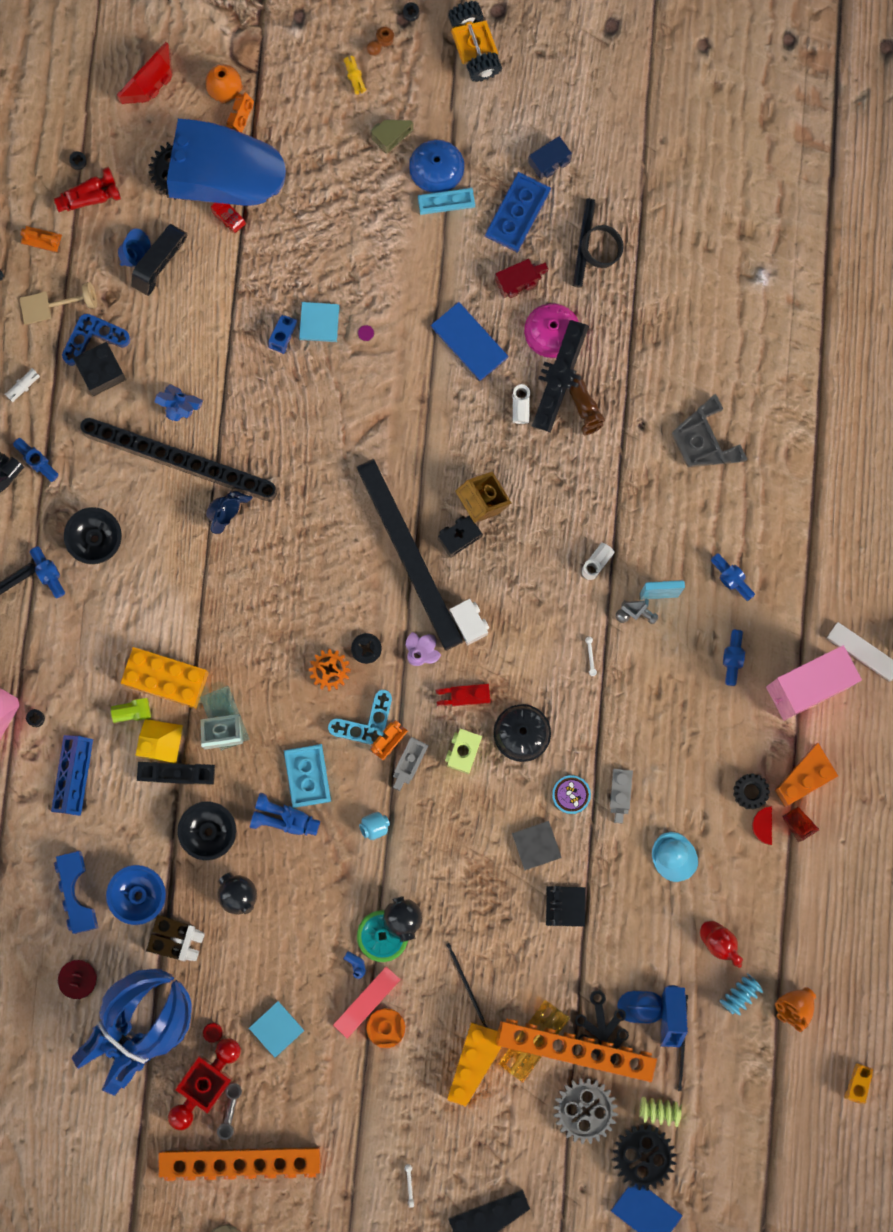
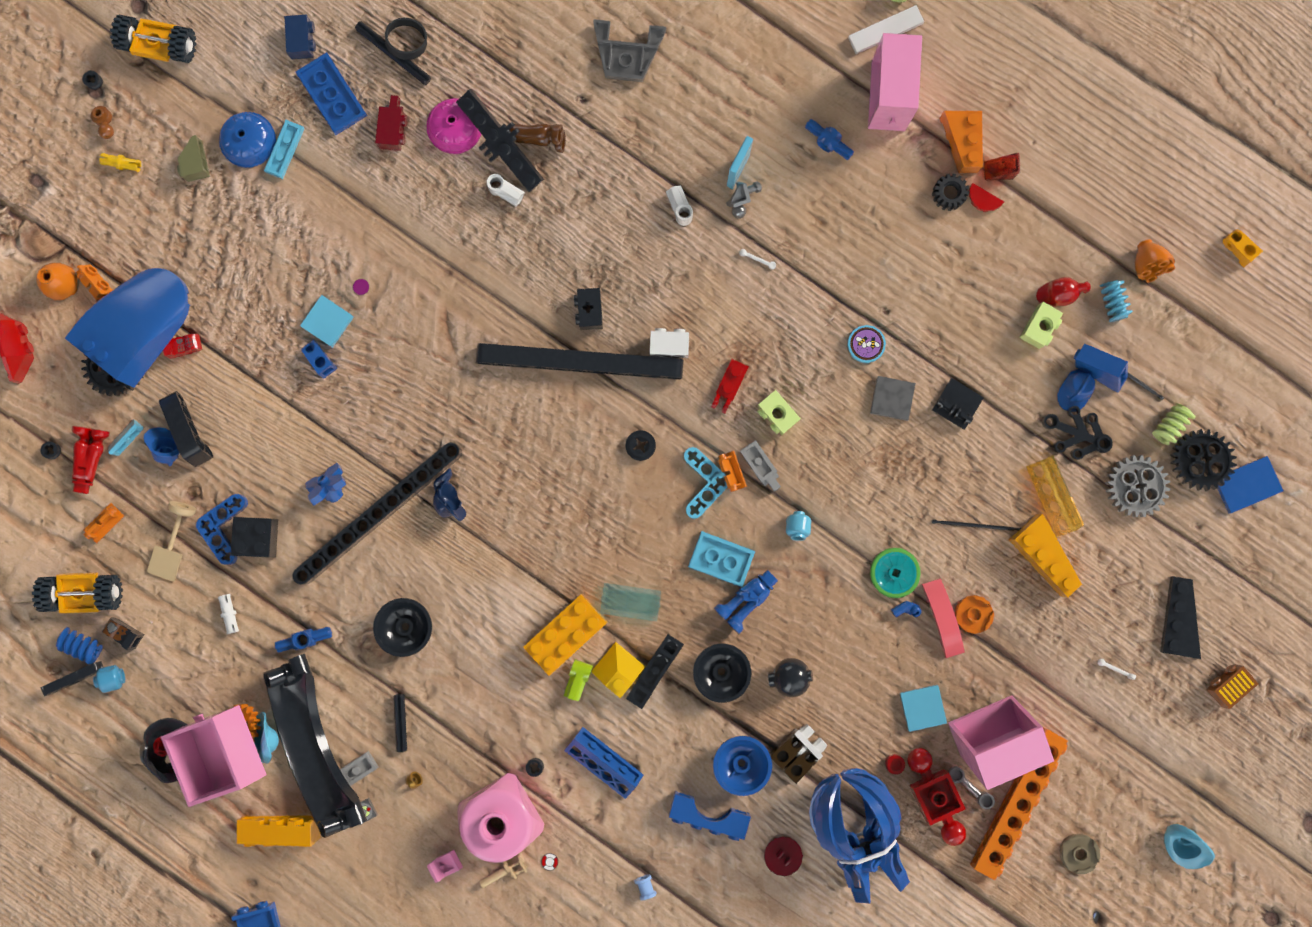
camera: 55 degrees left, 5 degrees up
(47, 572) = (411, 685): blue axle -> none
(123, 214) = (124, 439): none -> medium azure slope
(220, 731) = (641, 612): light aqua slope -> none
(282, 1107) = (1001, 742): none -> bright pink container
(334, 658) = (631, 495): orange gear -> none
(402, 918) = (892, 547): black brick -> none
(424, 647) = (667, 395): lavender plate -> none
(469, 341) = (421, 202): blue tile -> none
(483, 497) = (568, 268): pearl gold brick -> none
(518, 746) = (783, 366): black hat -> none
(620, 793) = (889, 302): light grey hinge -> none
(643, 1071) = (1134, 419): orange brick -> none
(667, 941) = (1033, 333): none -> yellowish green brick
(674, 857) = (968, 288): medium azure hat -> none
(732, 577) = (760, 99): blue axle -> none

